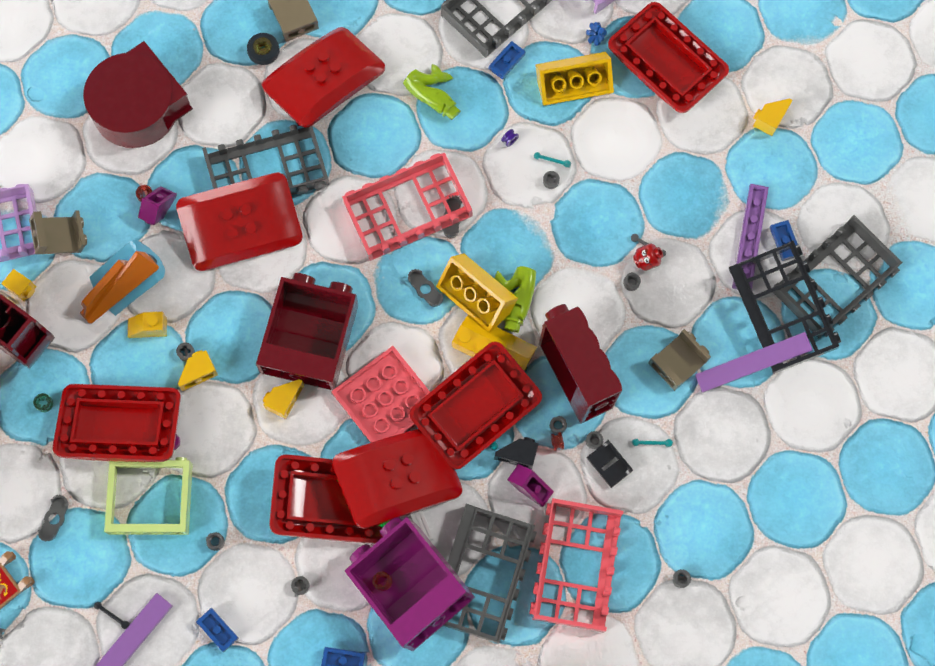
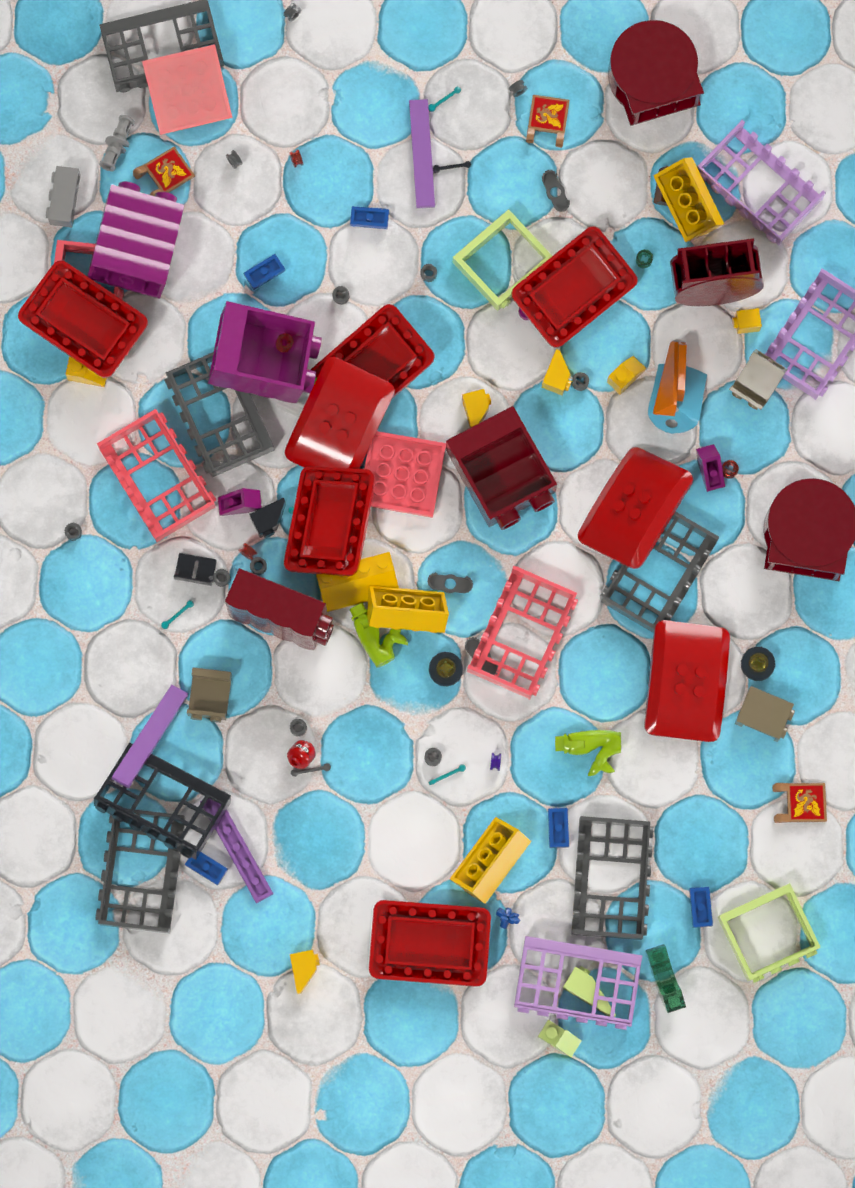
camera: 140 degrees right, 5 degrees up
(486, 223) = (445, 662): none -> black wheel

